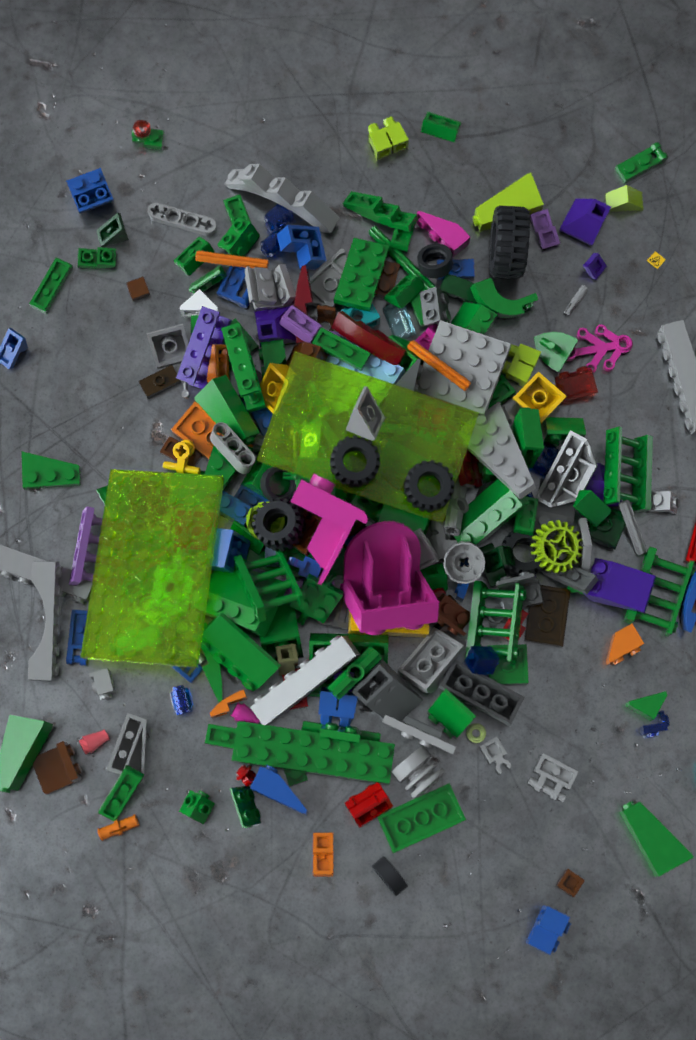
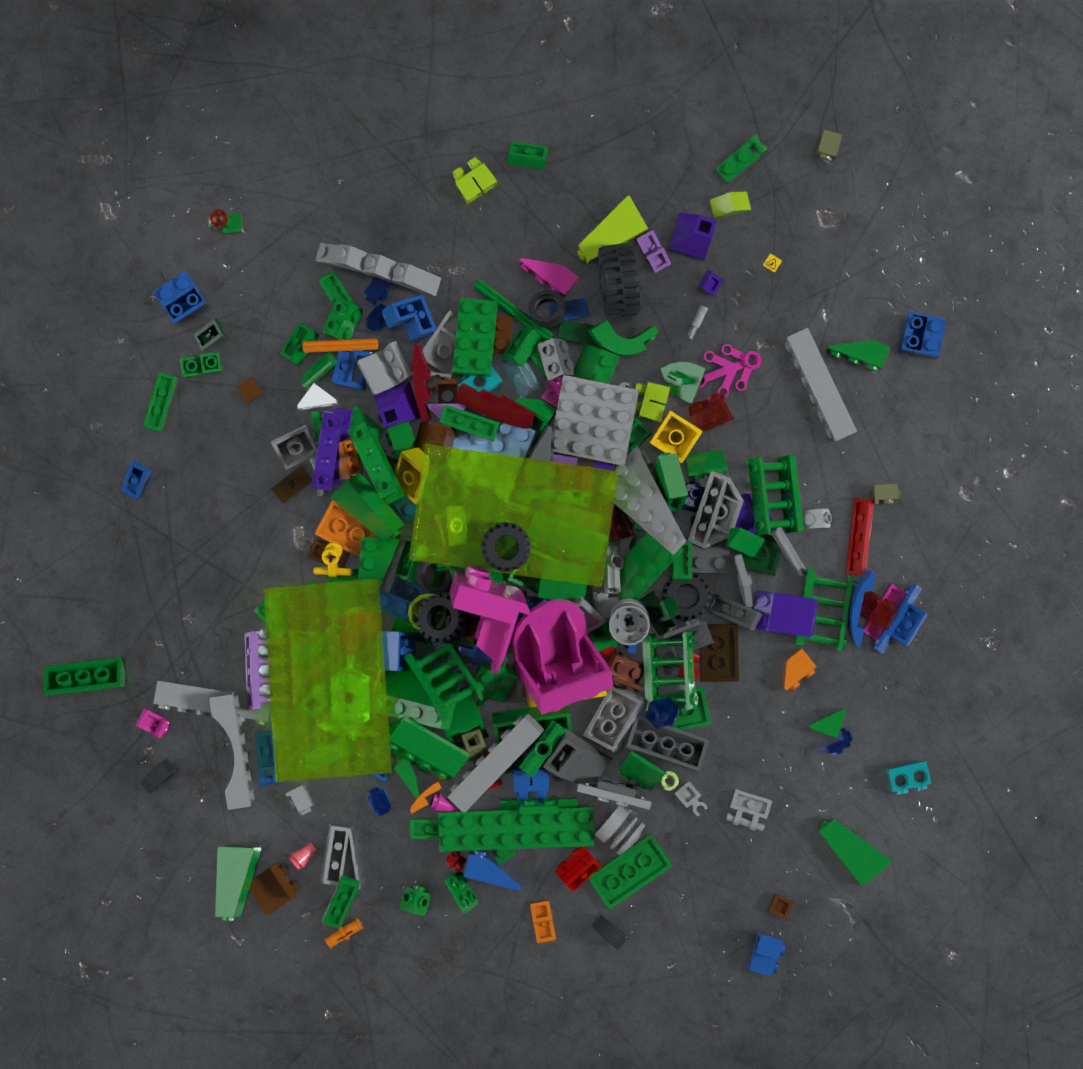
camera: 10 degrees left, 10 degrees up
(48, 472) = (200, 599): green wing -> none
(181, 221) = (279, 307): light grey beam -> none
(233, 456) = (383, 555): light grey beam -> none
(260, 285) = (375, 368): light grey plate -> none
(300, 324) = (423, 404): medium lavender slope -> none
(366, 416) = (509, 502): light grey slope -> none
(380, 212) = (482, 264): green slope -> none
(401, 239) = (509, 283): green plate -> none
(429, 469) = (594, 569): black tyre -> none
(439, 365) = (570, 424): orange axle -> none
(563, 533) = (715, 596): lime gear -> none

